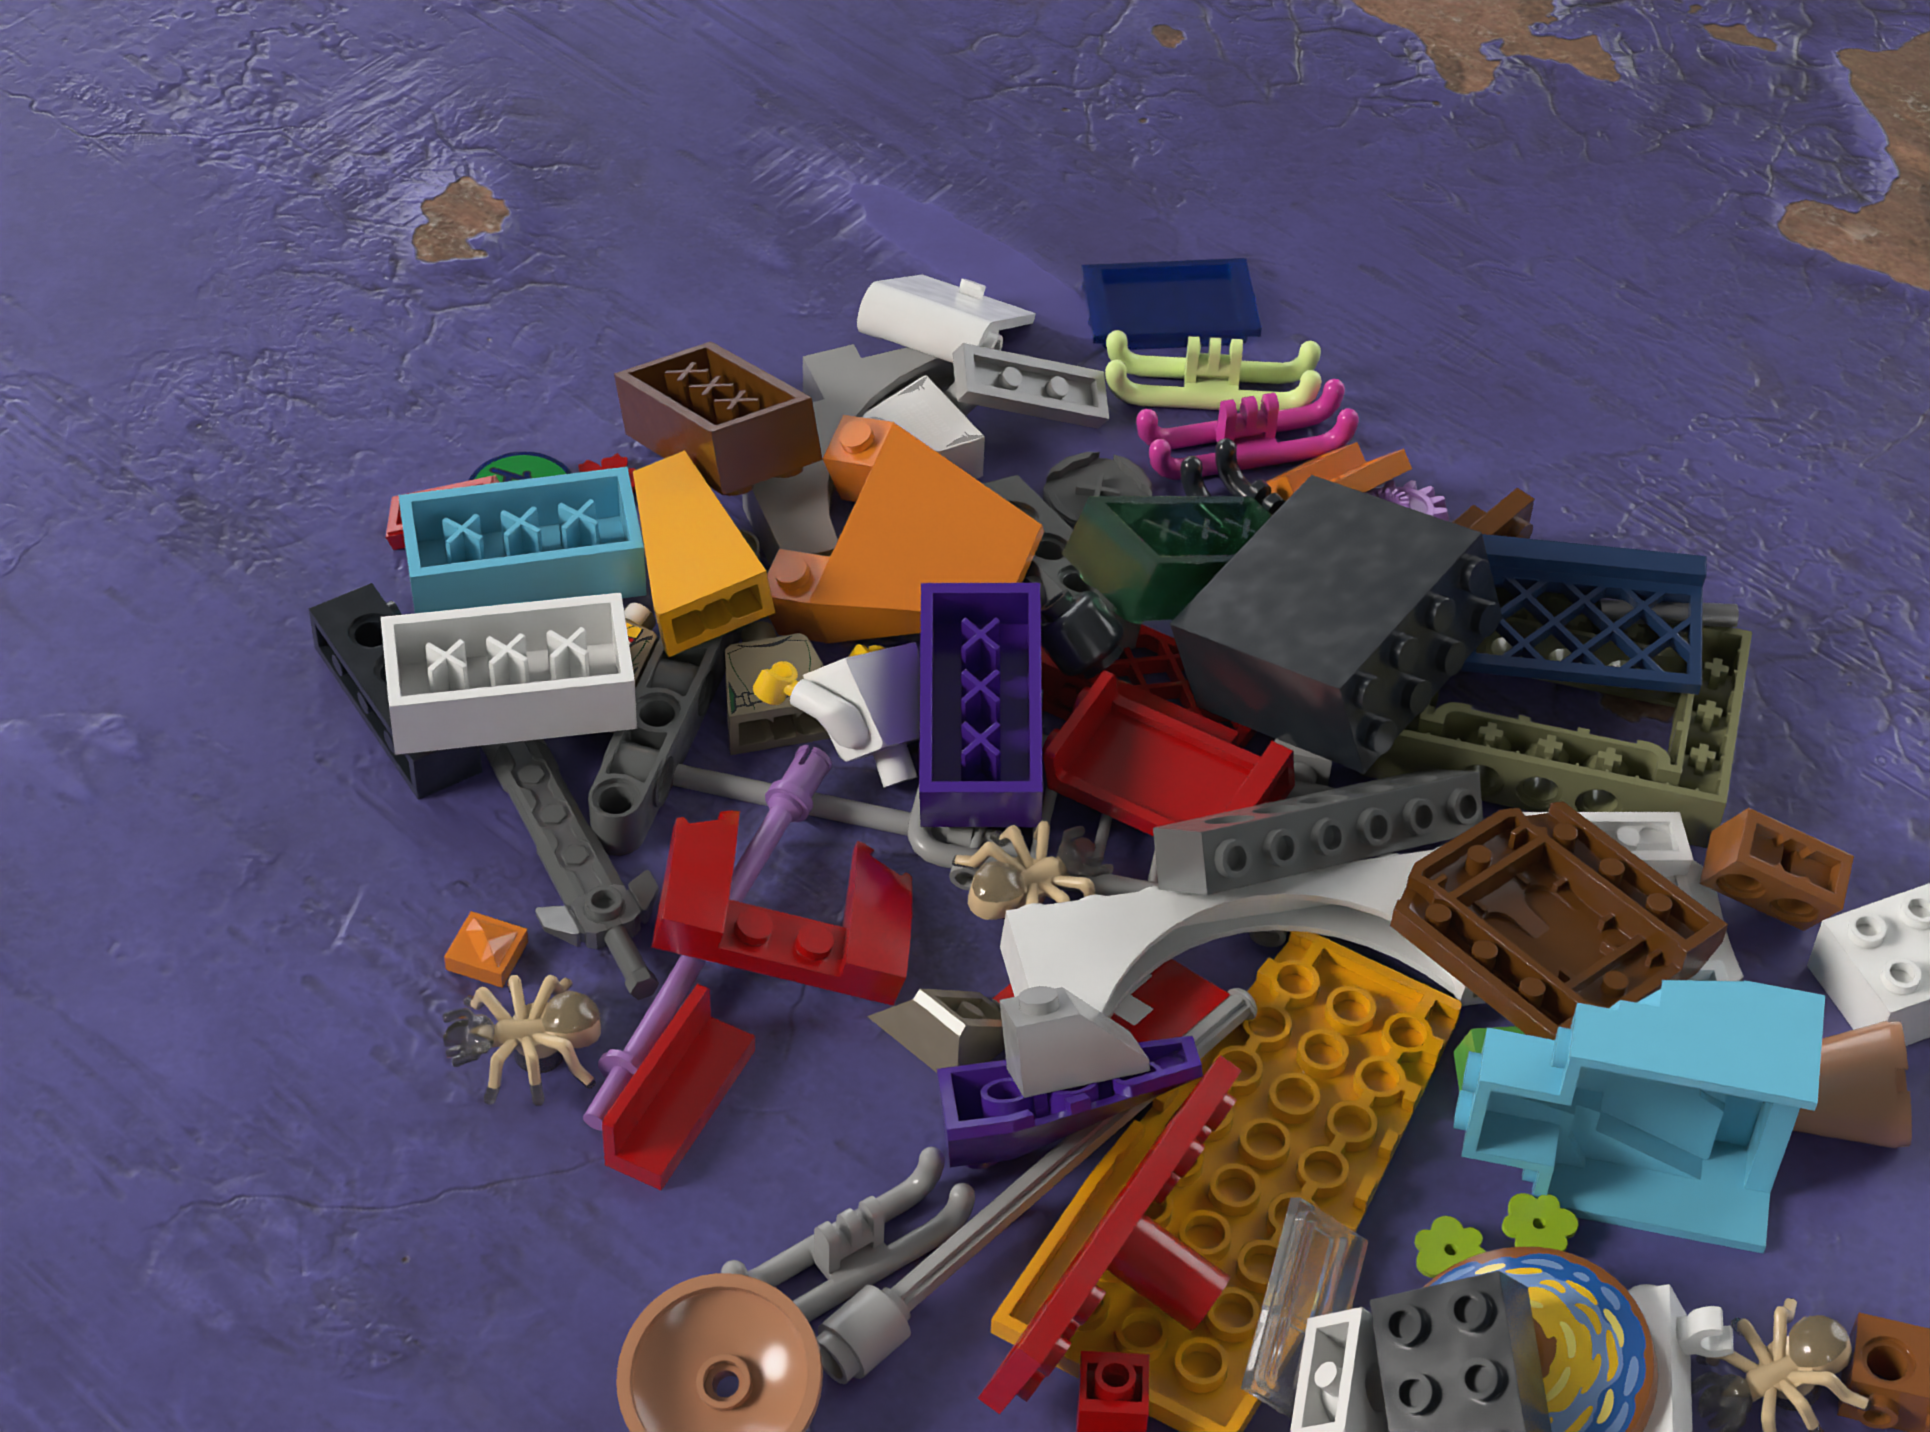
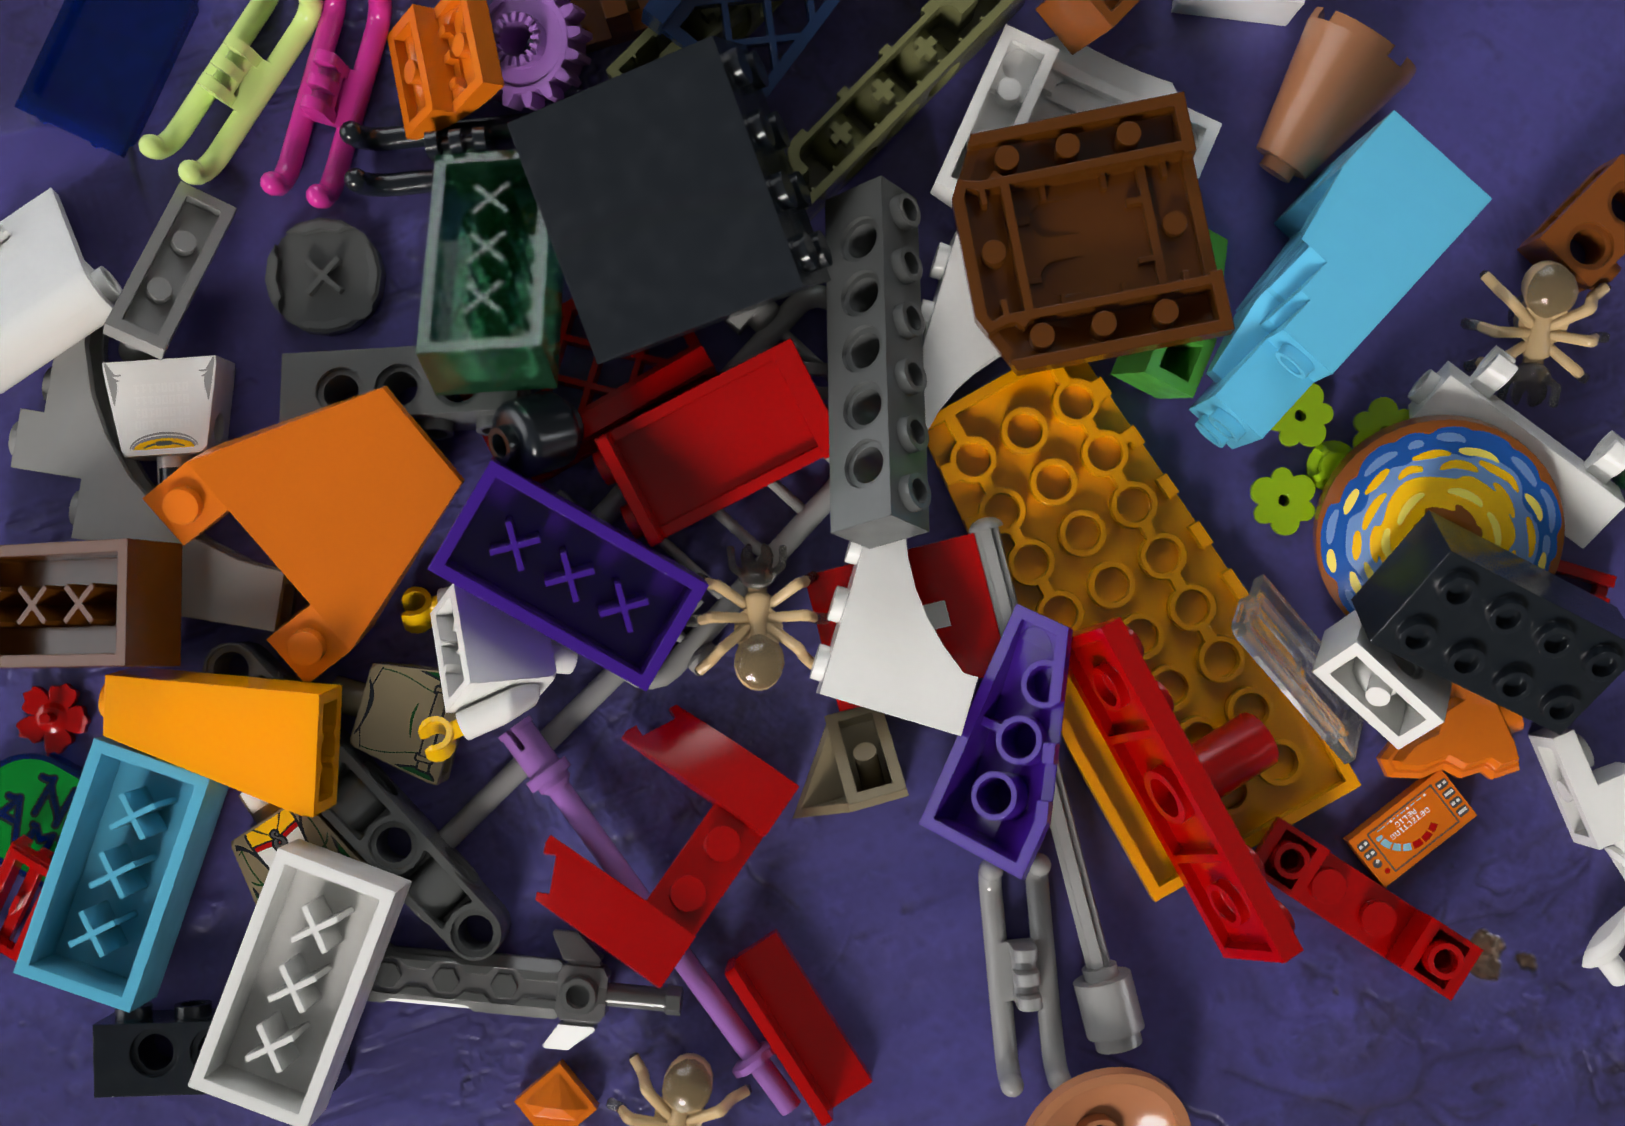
camera: 60 degrees left, 40 degrees up
(1064, 1042) = (992, 726): light grey slope -> none

